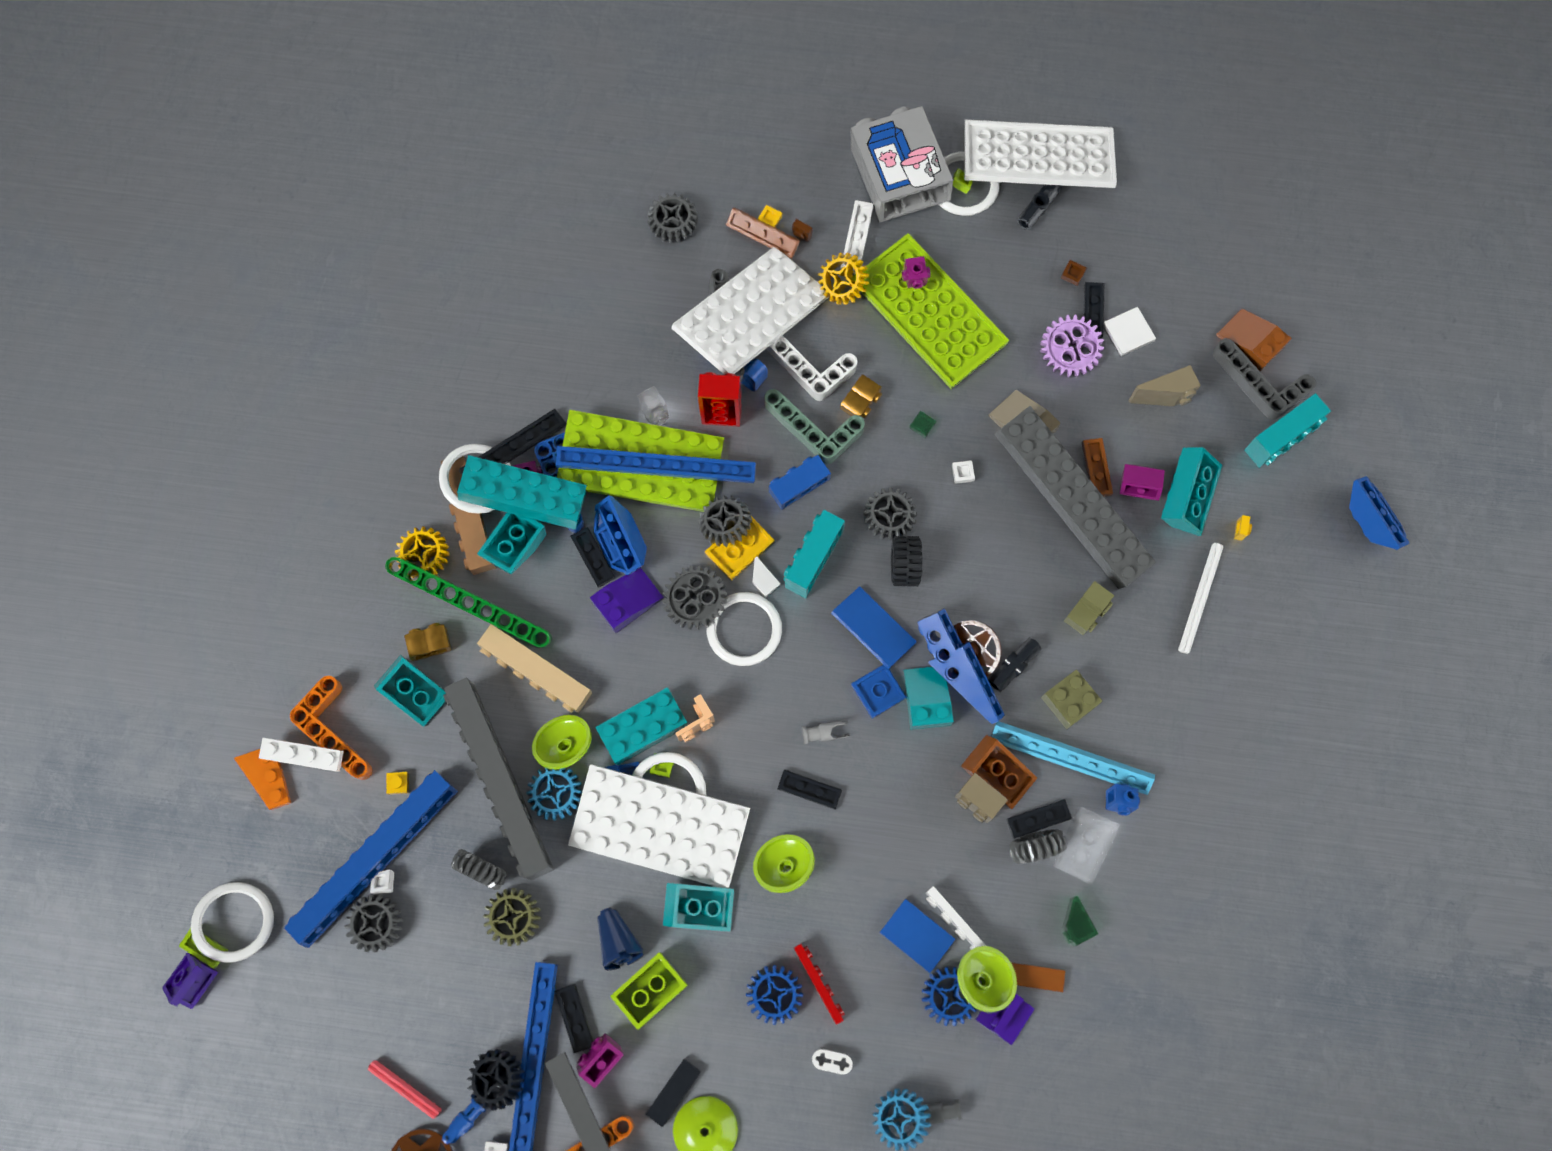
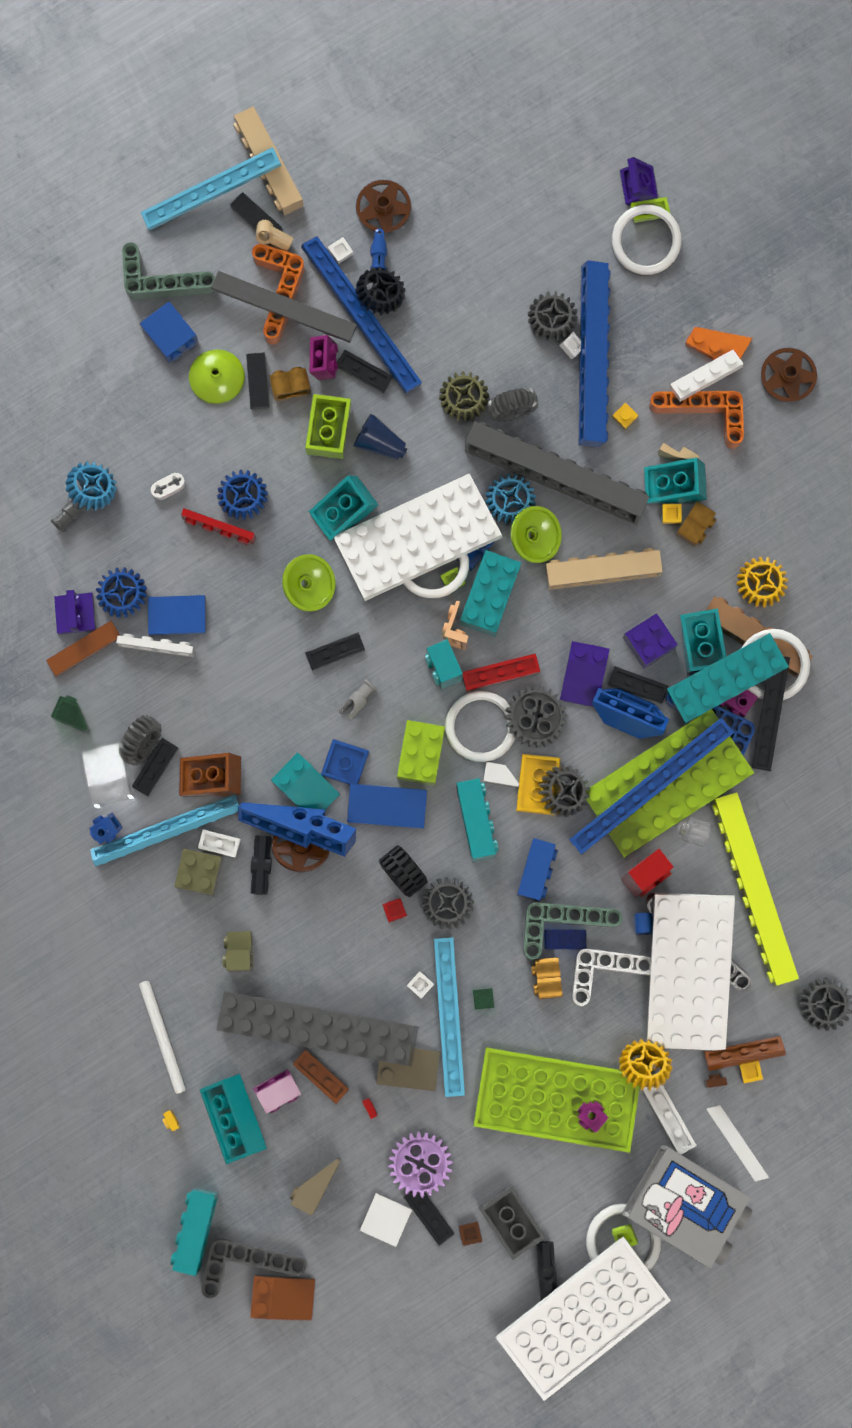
camera: 140 degrees right, 5 degrees up
(236, 701) = (788, 375): none -> reddish brown wheel
(385, 707) = (673, 455): none -> tan slope
(404, 1089) = (435, 238): coral axle -> none
(438, 667) = (671, 513): none -> yellow plate
(459, 601) = (699, 566): green beam -> none
(551, 580) = (650, 641): none -> dark purple brick
(648, 334) = (755, 889): none -> neon yellow brick
(648, 1063) = (290, 383): none -> pearl gold brick
(691, 656) = (501, 672): none -> red plate
(731, 698) = (444, 664): none -> teal brick
(811, 645) = (420, 753): none -> lime brick
(823, 182) = (737, 1143): none -> white sticker
(823, 415) = (565, 939): none -> clear blue slope
(935, 544) = (394, 910): none -> red tile
(960, 432) = (449, 1017): none -> medium azure plate
(980, 798) = (206, 741): dark tan brick -> none
(996, 975) = (95, 625): lime dish -> none
(1035, 710) = (219, 843): none -> white plate
(1037, 253) = (512, 1222): none -> dark grey brick
(1077, 414) = (369, 1108): none -> red tile
(1376, 515) = (73, 1219): blue wedge -> none

